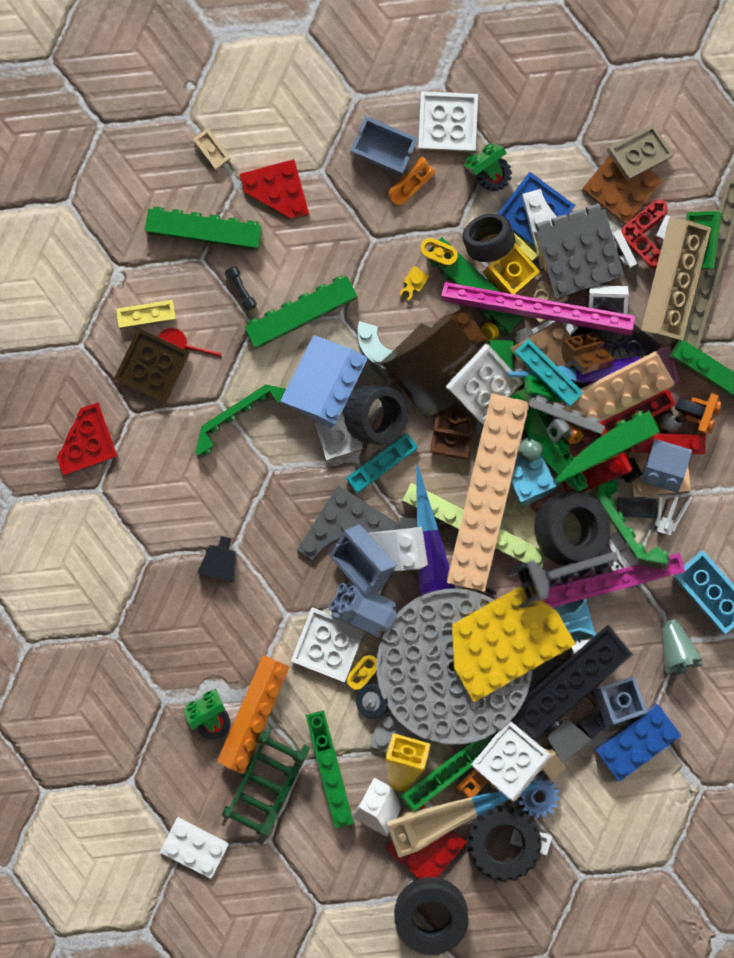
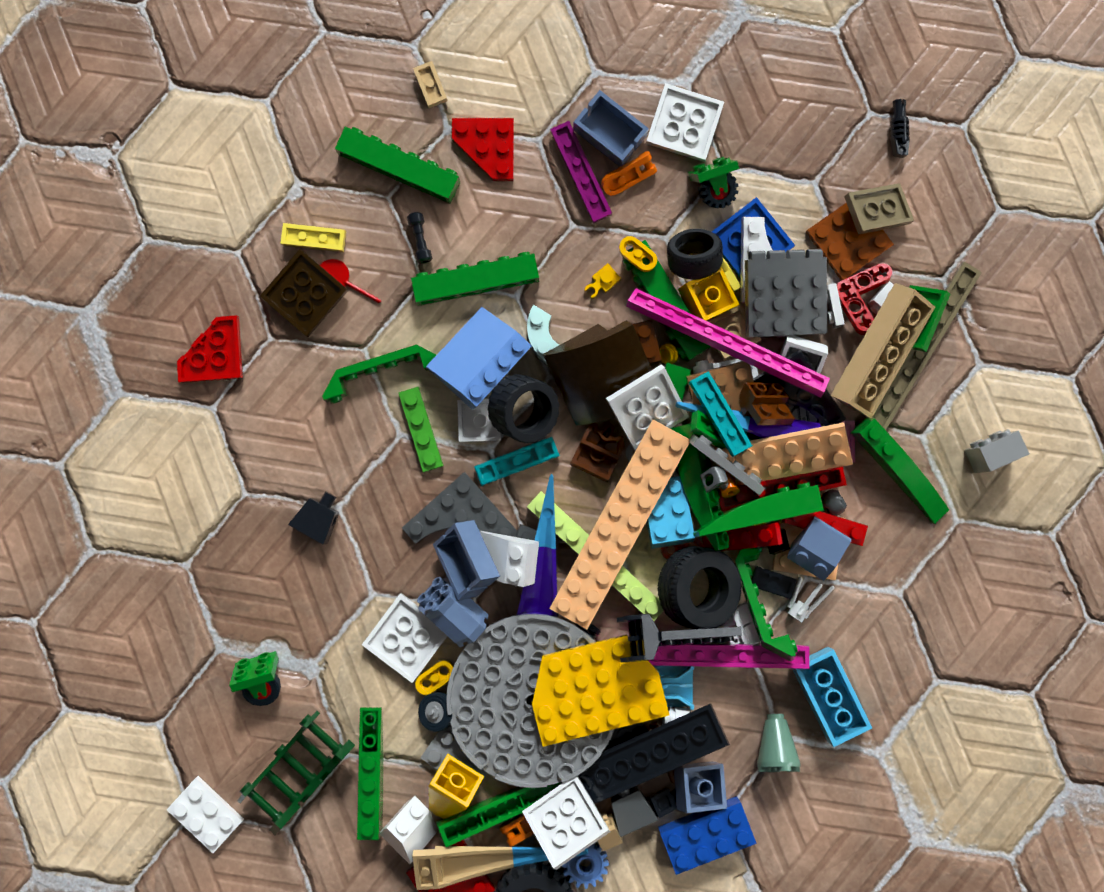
camera: 15 degrees right, 0 degrees up
(253, 714) = (305, 691): orange brick -> none
(289, 458) = (421, 429): none -> bright green plate
(367, 190) = (581, 172): none -> magenta plate
(530, 450) = (677, 492): sand green piece -> none
(640, 76) = (899, 129): none -> black hinge
(700, 412) = (869, 500): orange plate -> none

